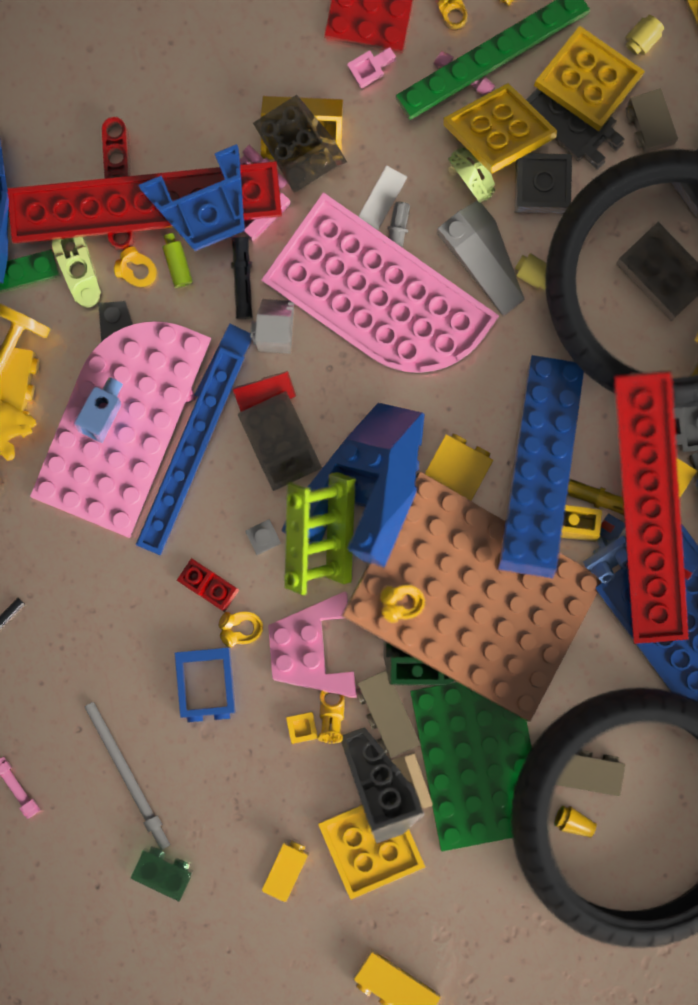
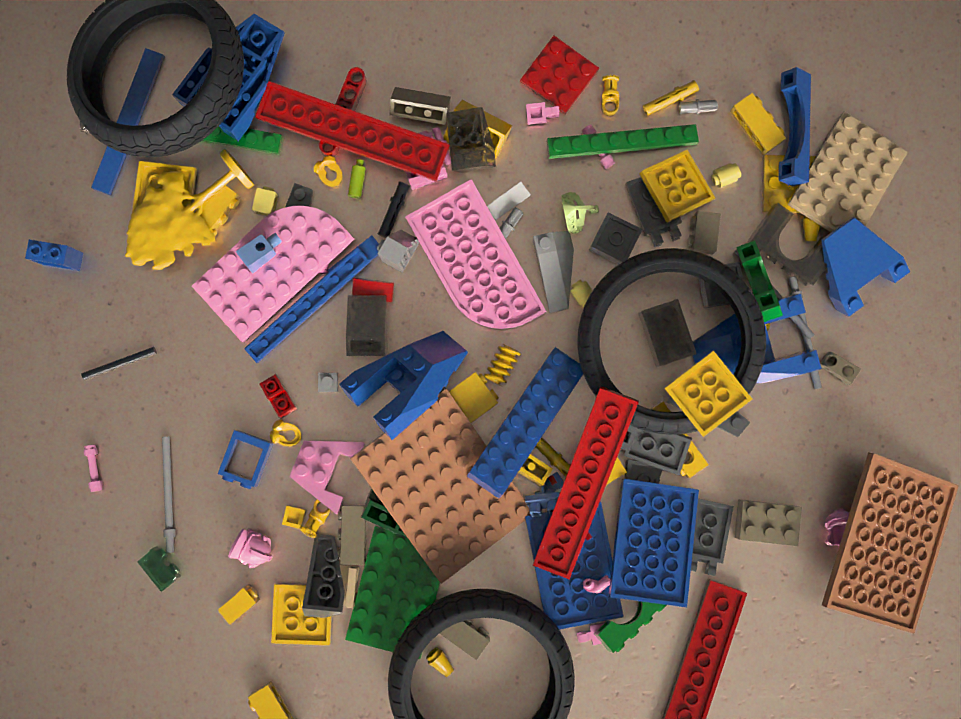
camera: 20 degrees right, 0 degrees up
(73, 344) = (265, 201): none -> light yellow brick
(83, 287) = (291, 168): yellowish green piece -> none
(208, 213) = (388, 156): blue wing -> none
(213, 129) = (419, 105): none -> dark tan brick
(269, 791) = (251, 548): none -> bright pink helmet
(339, 532) = (379, 397): lime fence -> none
(390, 595) = (386, 460): yellow piece -> none
(474, 410) = (502, 364): none -> yellow piece
(500, 128) = (604, 190): yellow plate -> none

